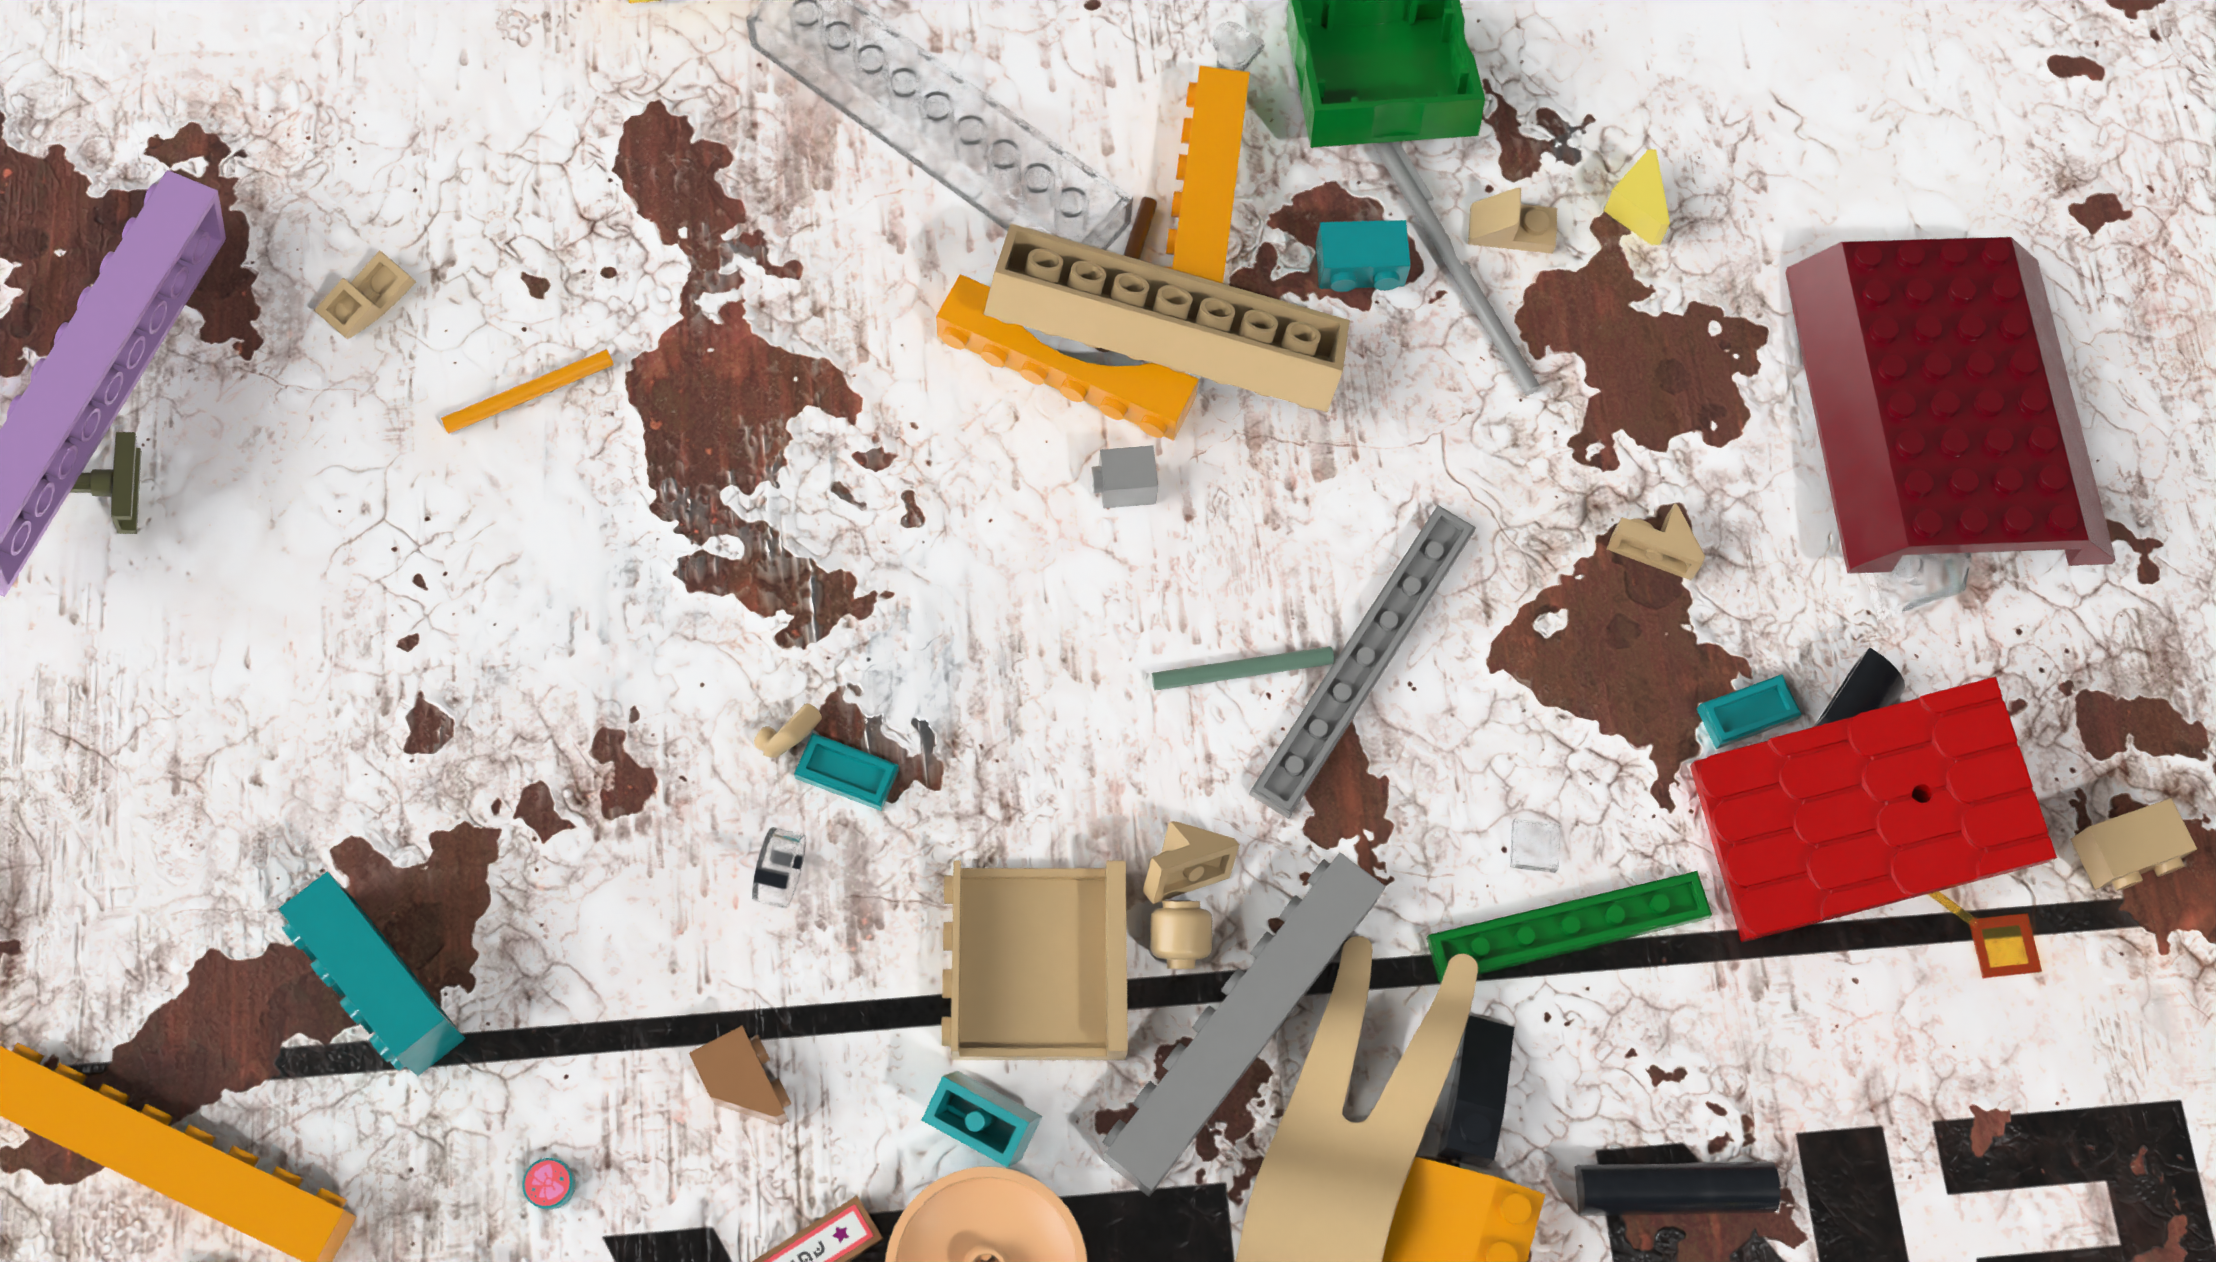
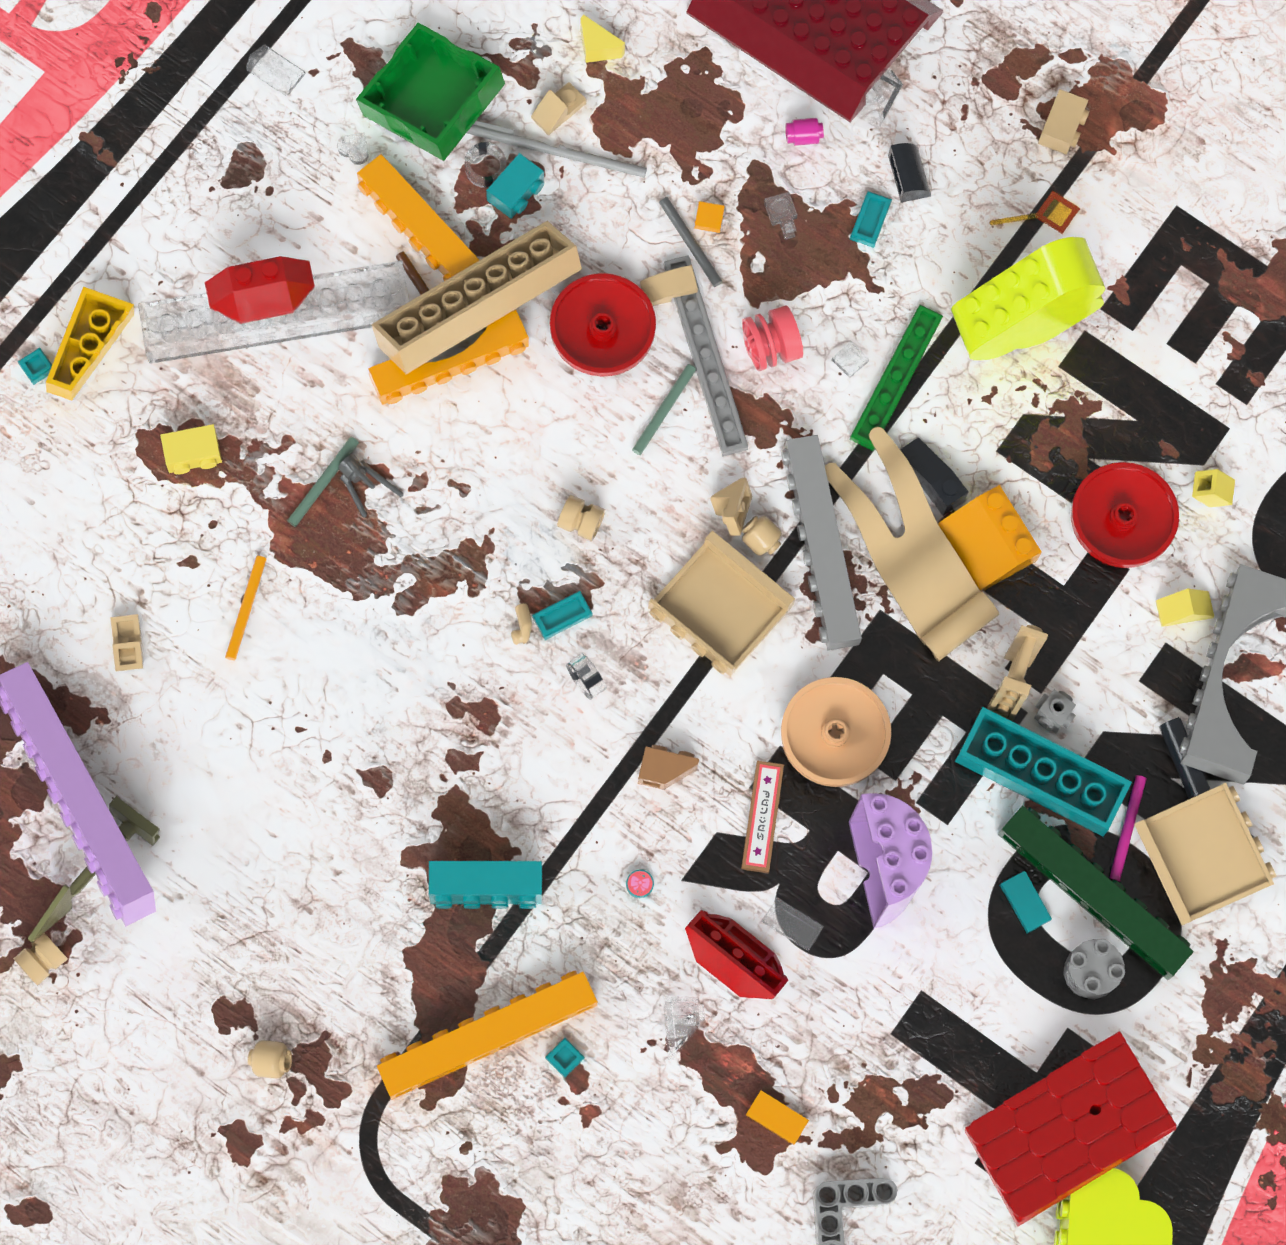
camera: 50 degrees left, 5 degrees up
(678, 169) = (191, 449): none -> light yellow brick
(773, 347) = (322, 482): none -> sand green bar
(815, 371) = (355, 471): none -> dark grey plant
(943, 70) = (260, 288): none -> red wedge
(981, 1118) = (771, 681): teal brick -> none
(998, 690) = (580, 517): none -> tan wheel
(1126, 477) = (531, 381): light grey brick -> none
(1284, 463) = (606, 303): none -> red dish
(1357, 177) = (488, 149): none -> clear piece
(1413, 535) = (669, 284): none -> tan slope
(1460, 716) = (778, 336): none -> coral wheel
(1496, 518) = (690, 242): none -> dark grey bar
(1551, 511) = (709, 217): none -> light orange tile
(1646, 593) = (782, 212): none -> clear plate
(1670, 549) = (771, 183): tan slope -> none
(1677, 1188) = (1039, 432): black brick -> none
(1778, 530) = (804, 131): none -> dark pink brick
(1845, 1007) = (1031, 300): none -> neon yellow brick
(1871, 810) = (959, 211): red piece -> none

